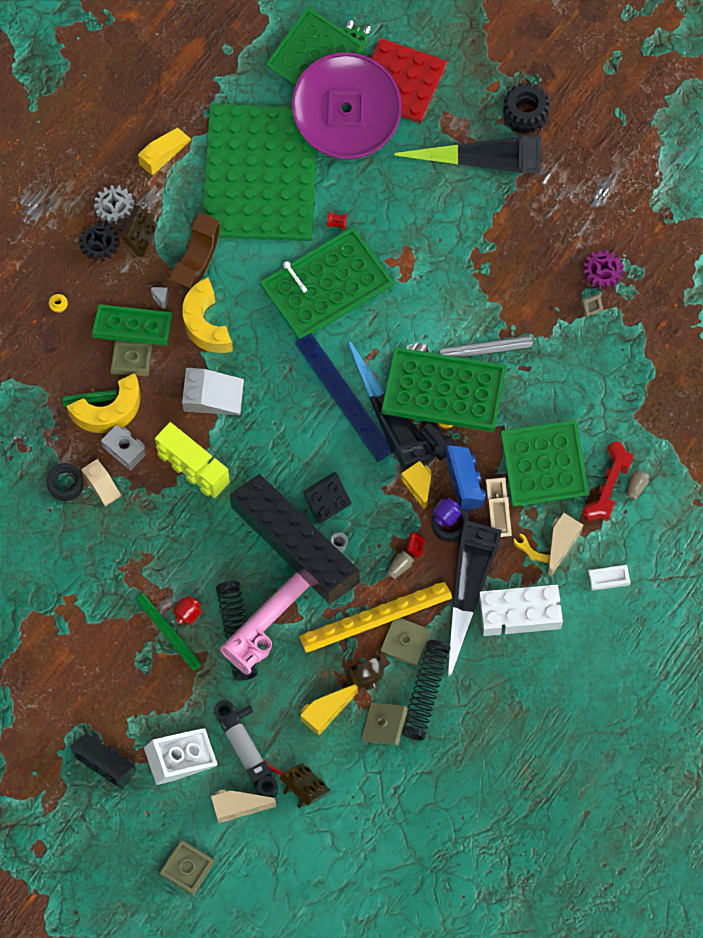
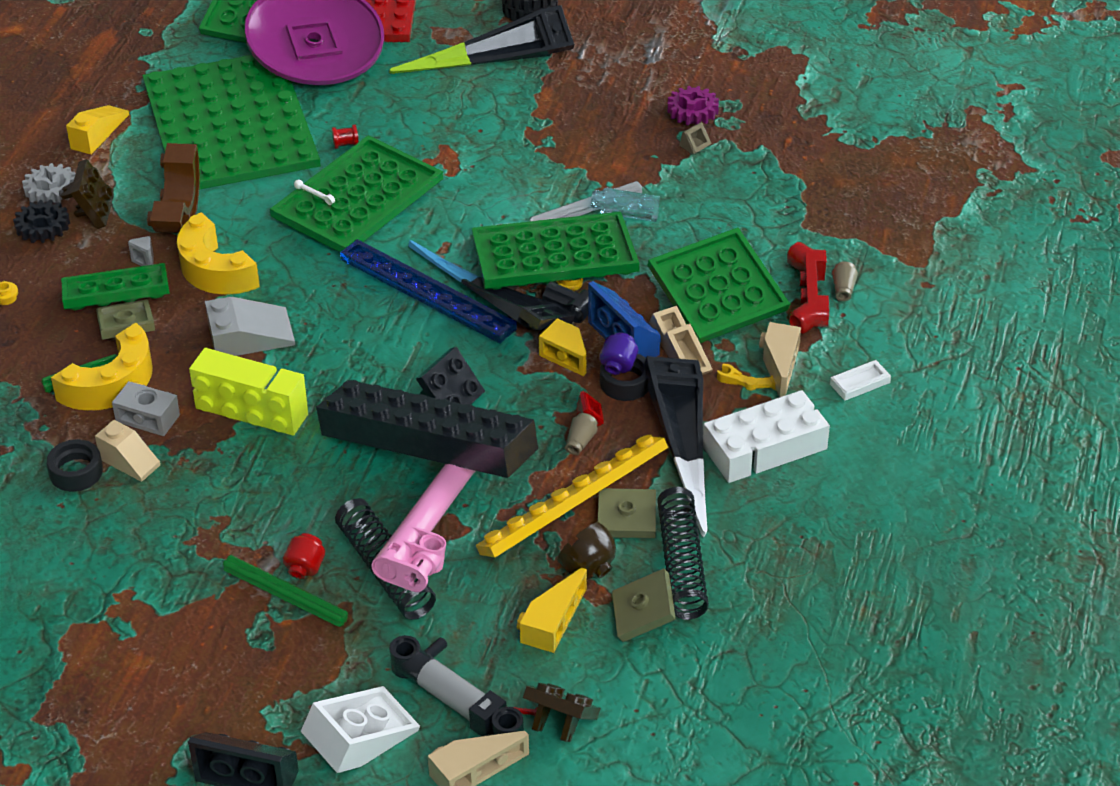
camera: 20 degrees left, 25 degrees down
(513, 358) = (629, 203): none -> clear light blue hinge

